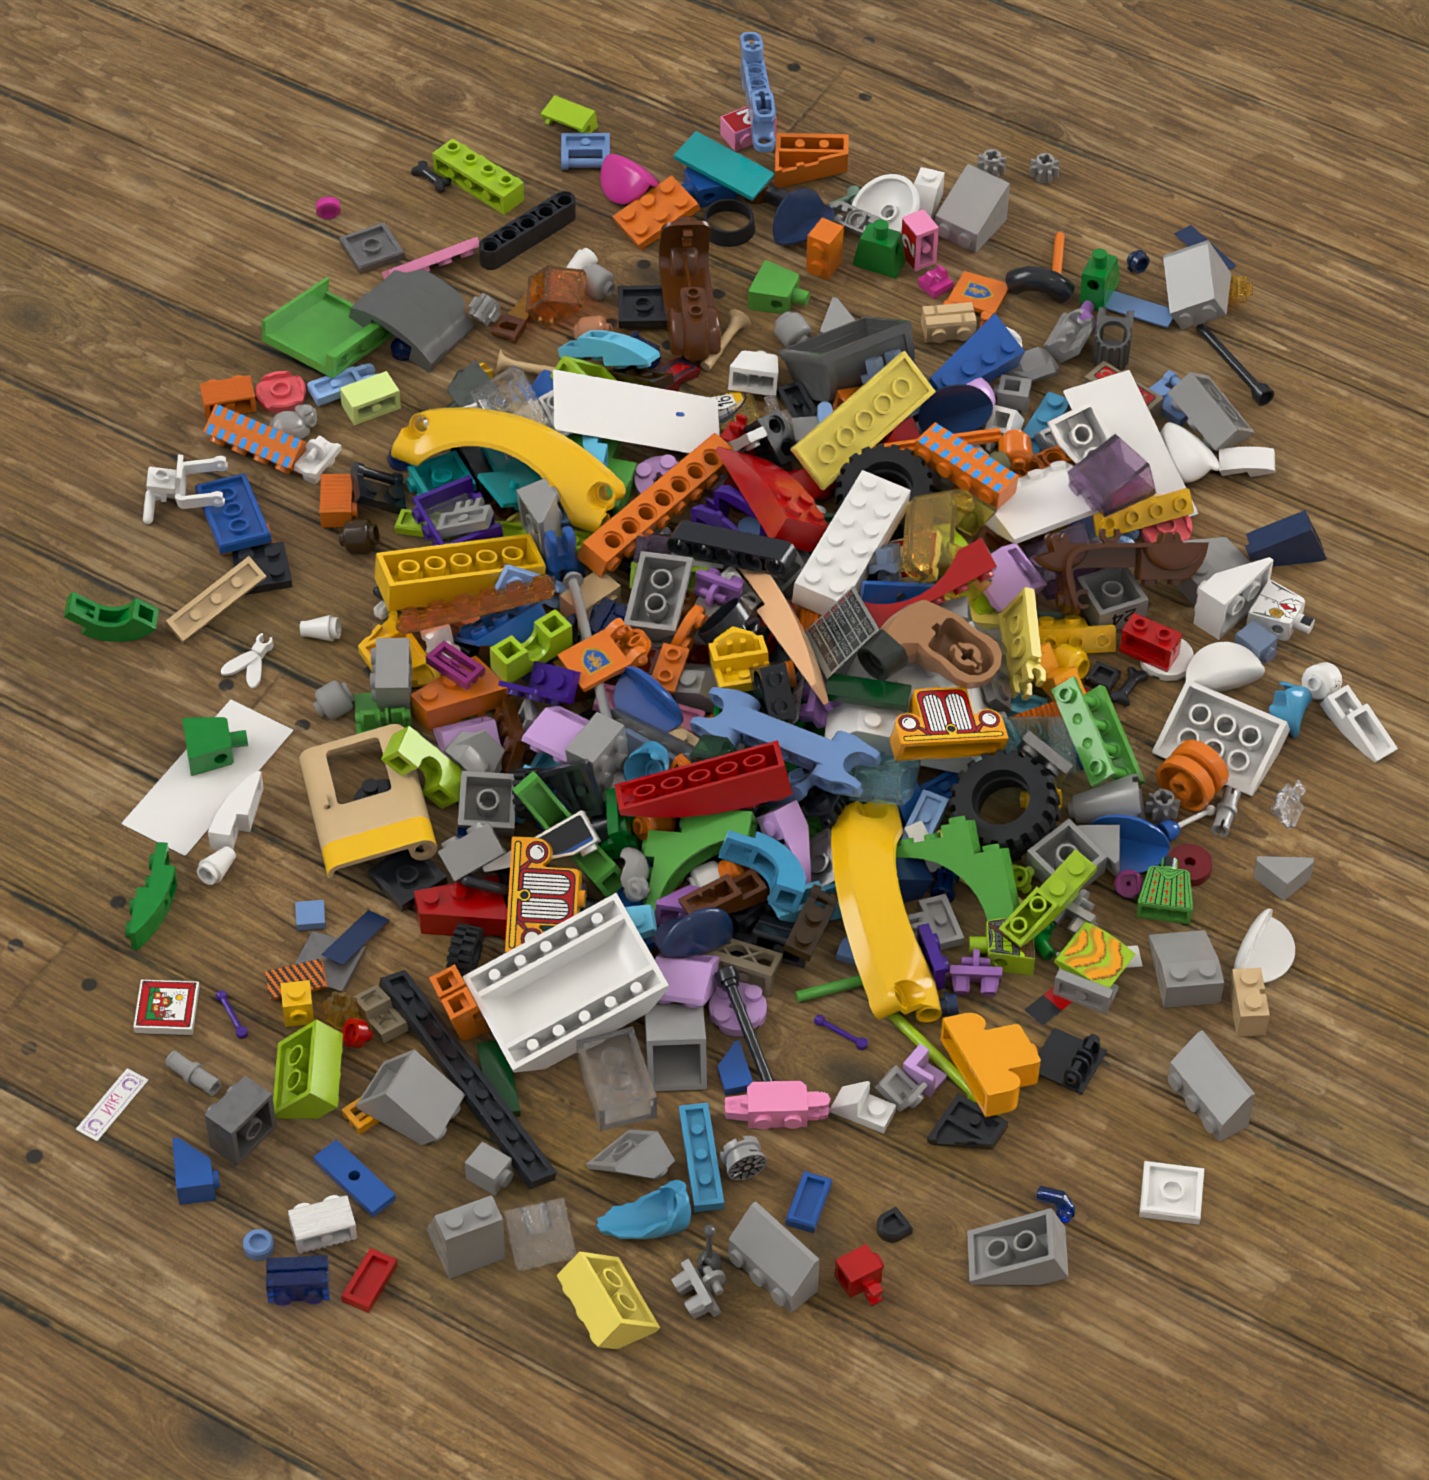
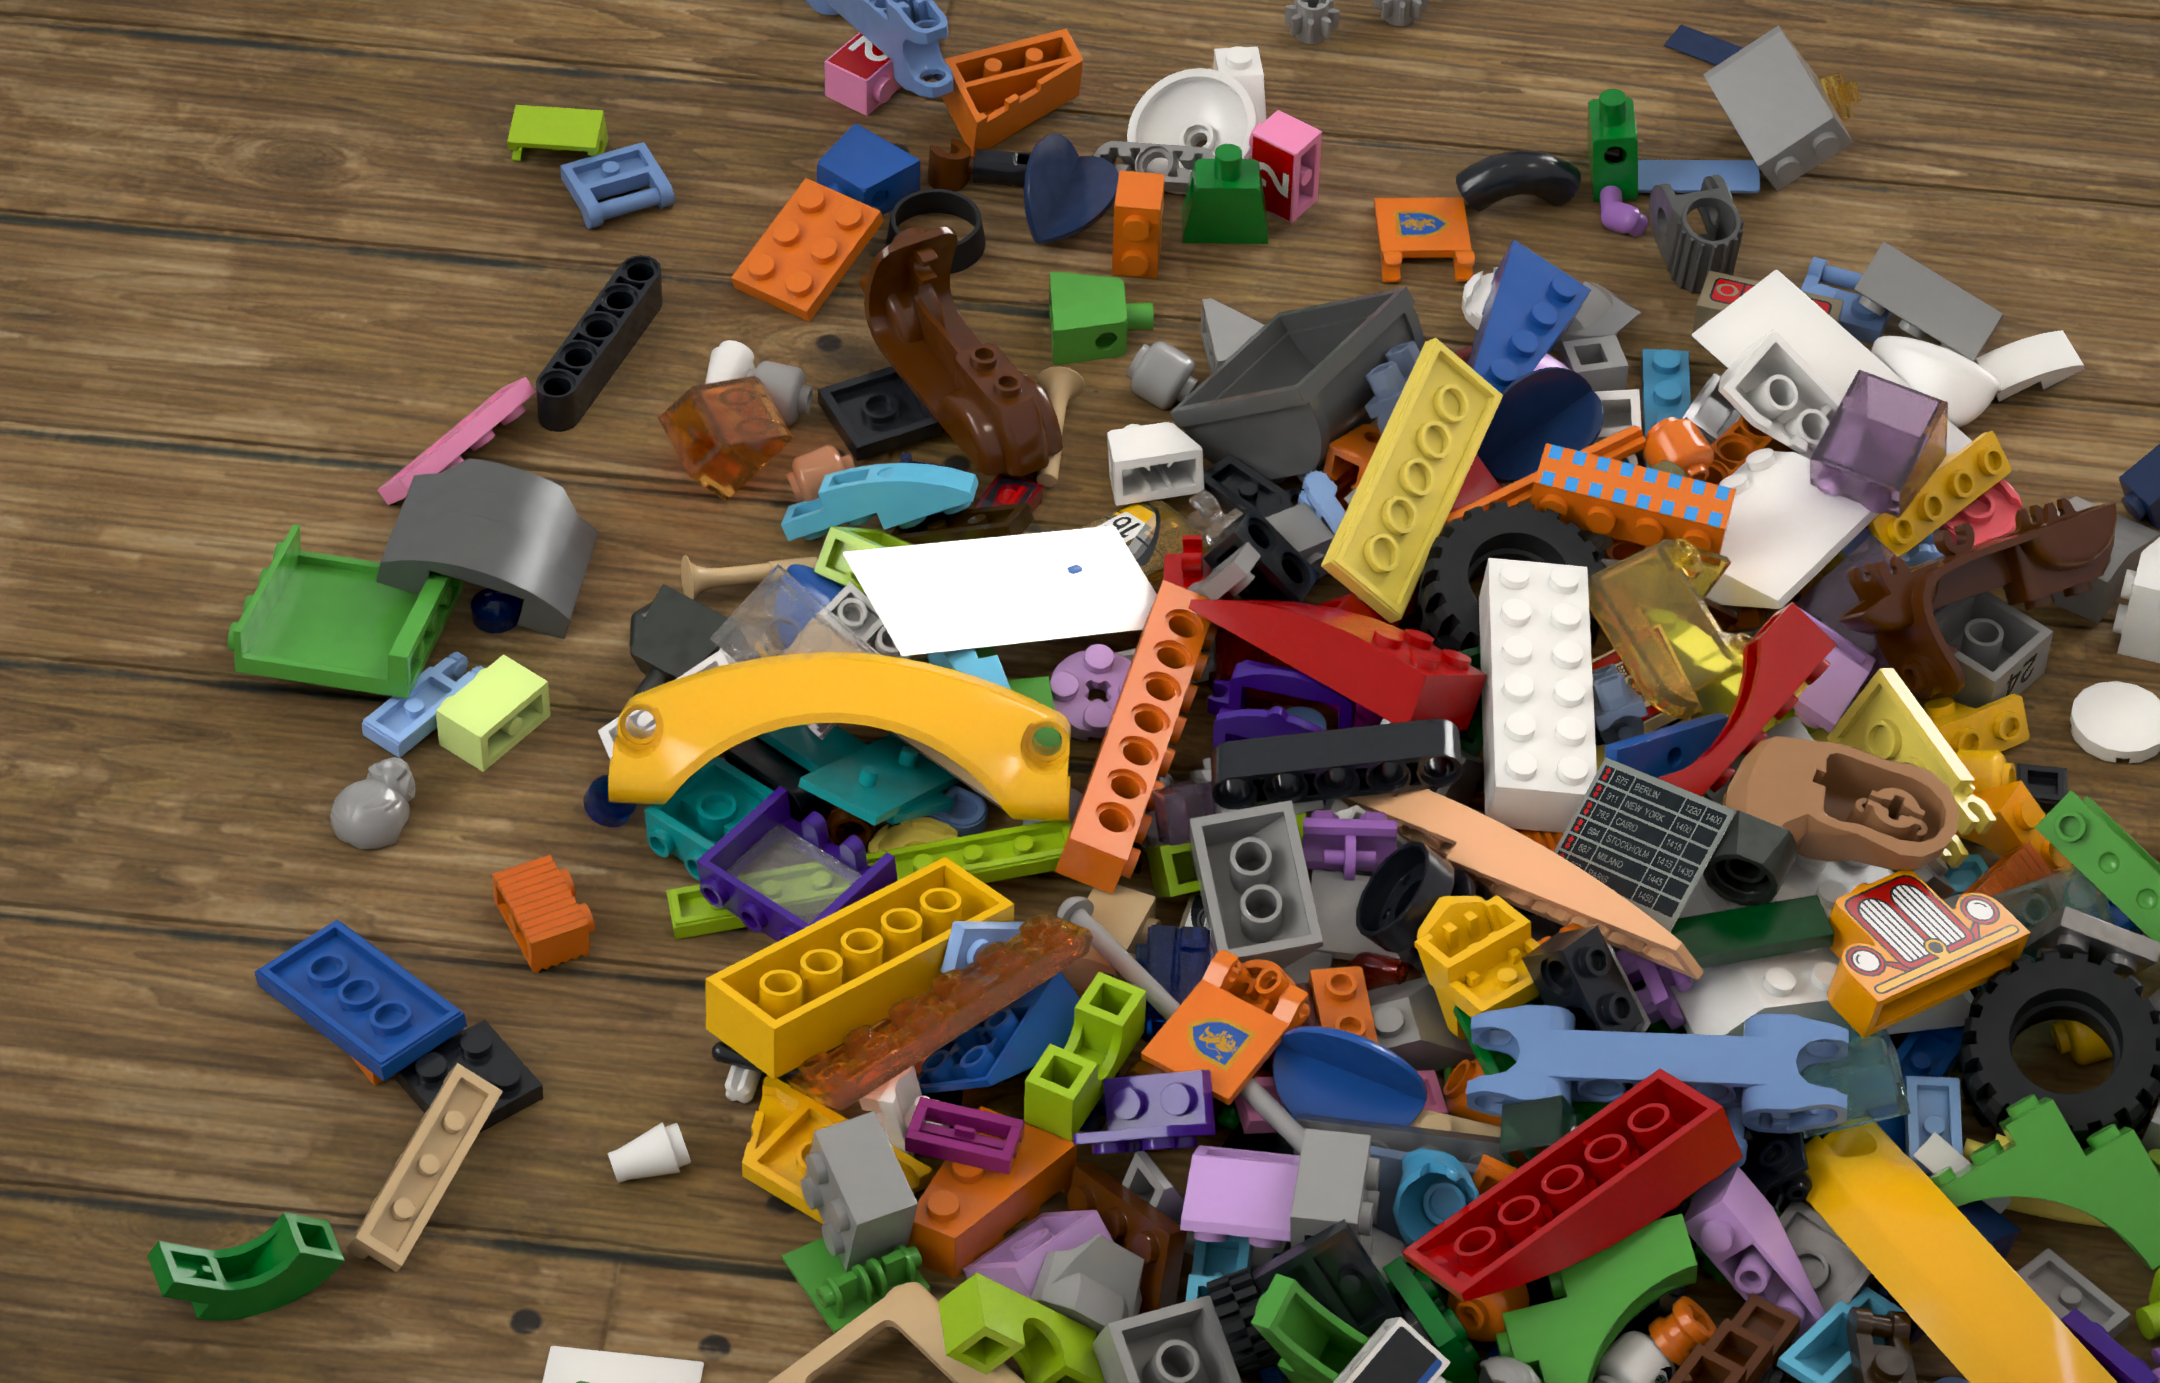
camera: 25 degrees left, 5 degrees down
(171, 484) = (219, 979): white piece -> none
(231, 393) = (226, 791): orange brick -> none
(251, 661) = (549, 1258): white piece -> none
(255, 438) = (331, 850): orange brick -> none
(280, 391) = (315, 754): coral tile -> none
(317, 457) = (462, 851): white hips -> none
(328, 207) = (215, 407): dark pink tile -> none
(333, 700) = (757, 1278): light grey head -> none
(359, 536) = (622, 964): dark brown head -> none
(372, 248) = (333, 454): flat silver tile -> none
(376, 494) = (605, 879): black plate -> none
(439, 182) = (389, 308): black piece -> none
(465, 518) = (820, 866): light grey hinge -> none
(478, 176) = (456, 277): lime brick -> none
(484, 309) = (609, 497): light grey gear -> none
(514, 320) = (667, 502): reddish brown piece -> none
(539, 511) = (951, 813): light grey slope -> none
(561, 554) = (1029, 869): blue piece -> none
(624, 179) = (720, 210): dark pink piece -> none
(690, 625) = (1336, 914): orange tile -> none
(724, 165) = (886, 137): teal piece -> none
(770, 860) = (1769, 1295): dark azure arch -> none
(852, 191) = (1114, 128): sand green hand -> none
(935, 282) = (1341, 228): dark pink tile -> none
(944, 884) = (2034, 1229): clear blue bush -> none
(948, 322) = (1426, 271): tan brick -> none
(973, 209) = (1341, 86): light grey slope -> none
(1058, 252) = (1504, 122): orange bar -> none
(1069, 335) = (1622, 249): light grey hinge -> none
(1122, 694) = (2092, 772): black piece -> none
(1138, 261) = (1646, 101): dark blue plate -> none
(1150, 642) = (2095, 702): red hinge -> none
(1261, 393) = (1975, 250): black piece -> none

